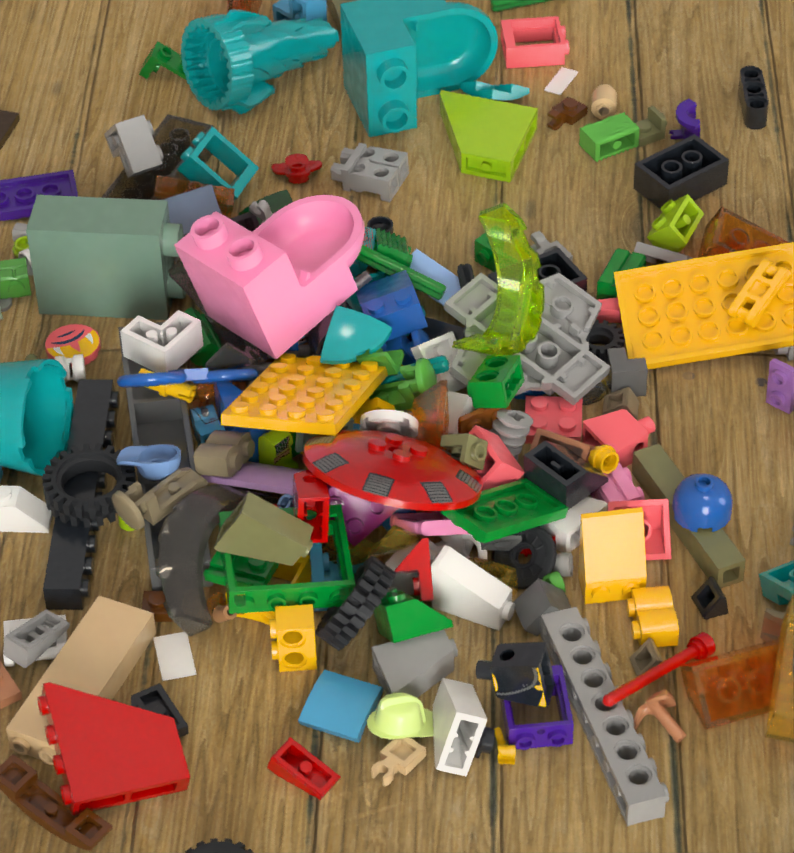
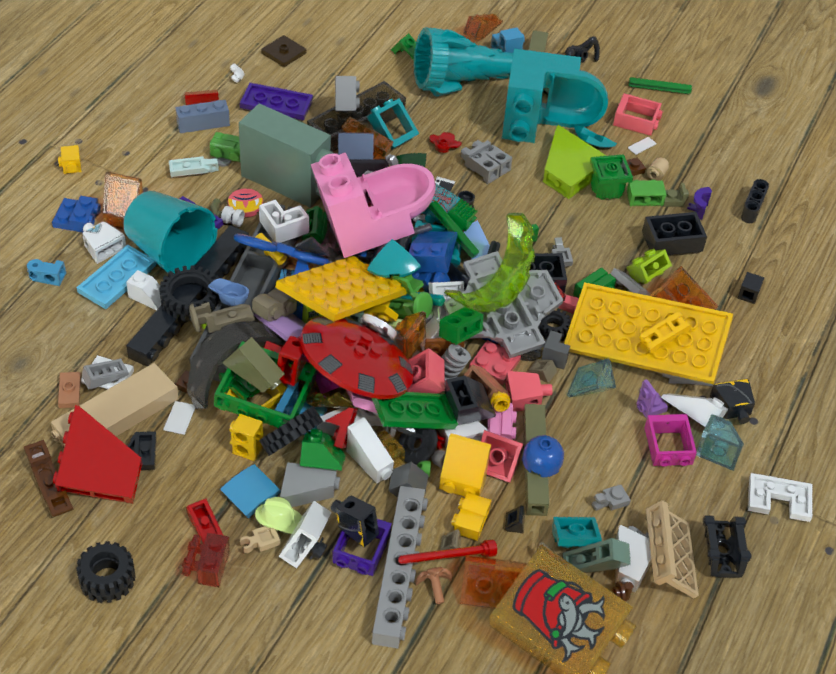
camera: 20 degrees right, 5 degrees up
(352, 810) = (212, 558): none -> clear red brick
(467, 447) = (414, 363): olive bracket -> none
(506, 753) = (327, 563): yellow hand -> none
(552, 130) = (610, 176): none -> green piece
(695, 389) = (592, 379): none -> clear light blue slope

